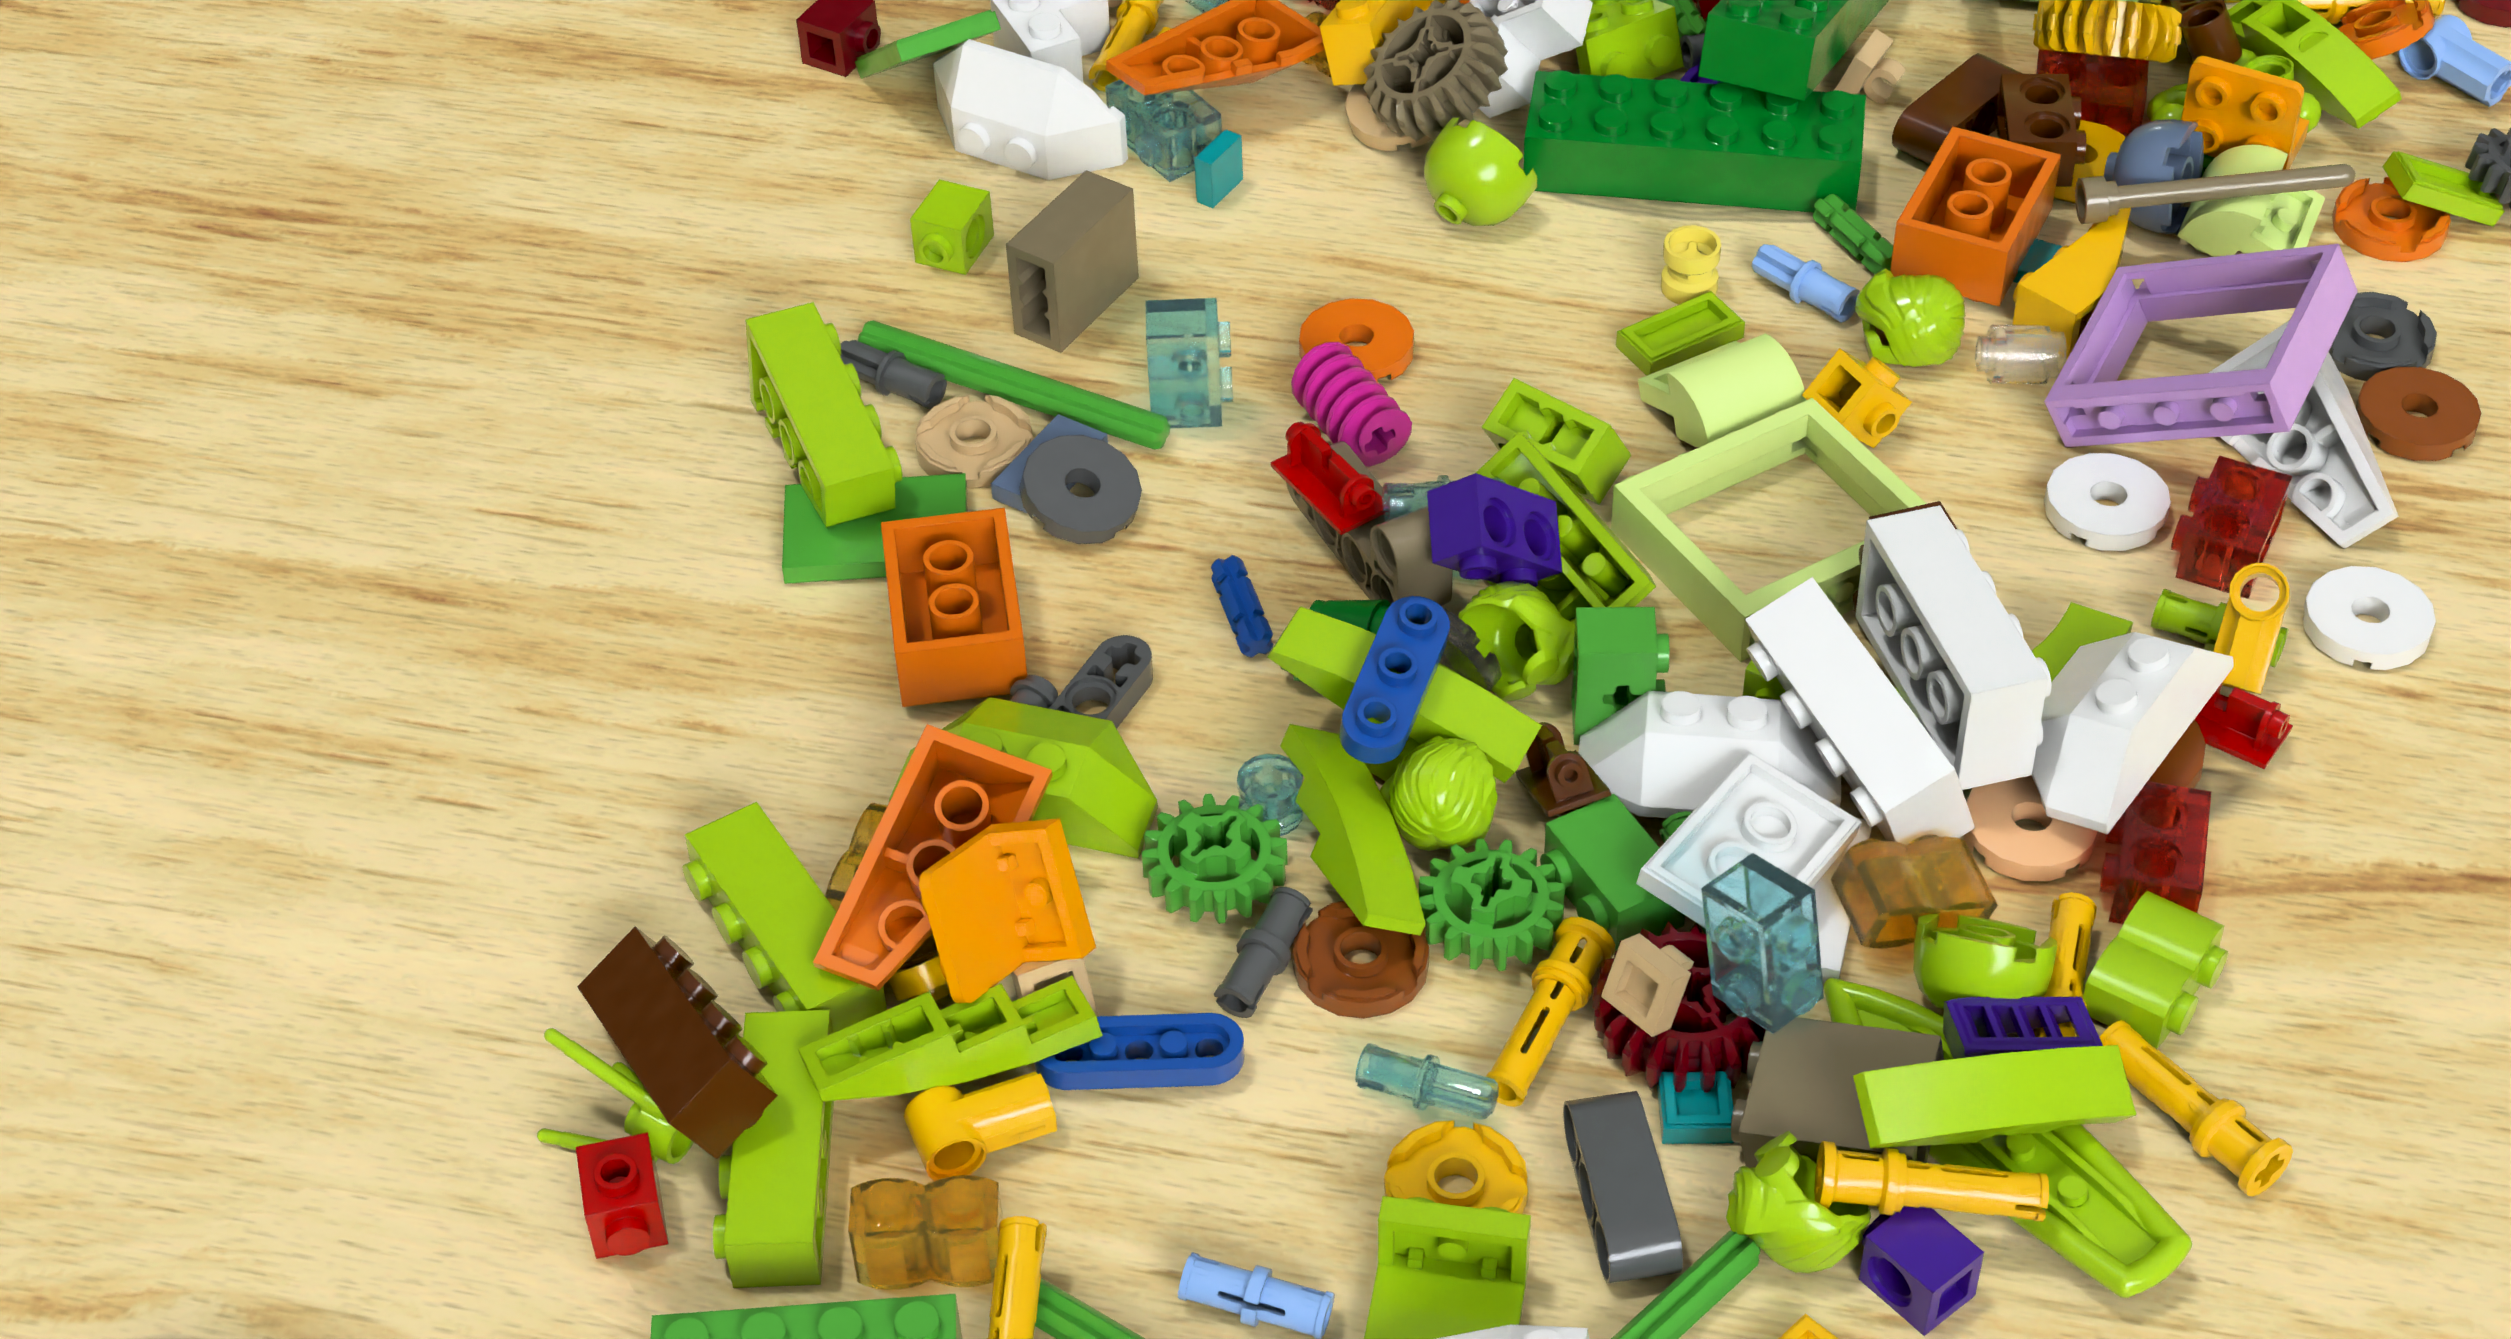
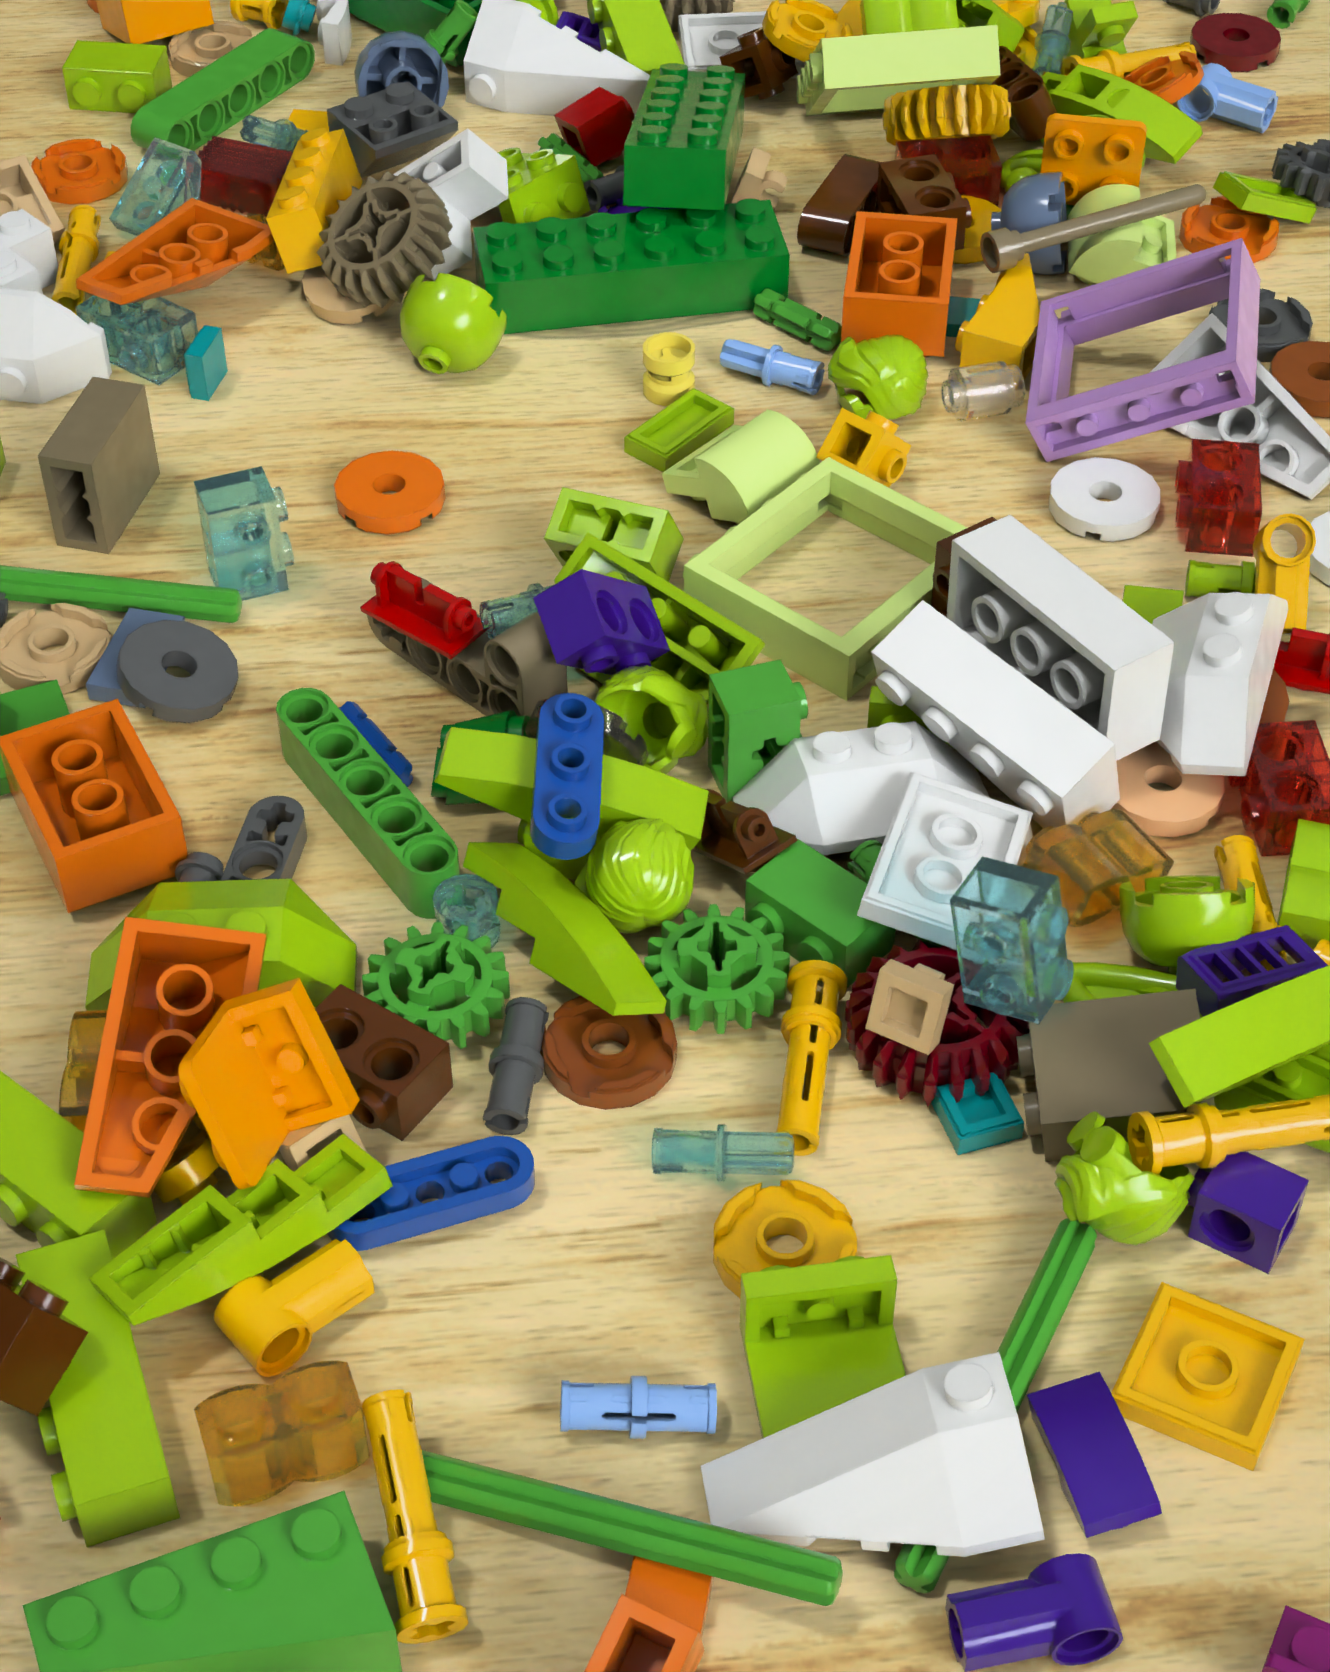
camera: 20 degrees left, 0 degrees up
(1136, 917) = (389, 1060): none -> reddish brown brick
(1213, 654) = (366, 798): none -> bright green beam
(1350, 403) = (391, 530): dark pink piece -> none
(1622, 1187) = (947, 1206): dark grey beam -> none

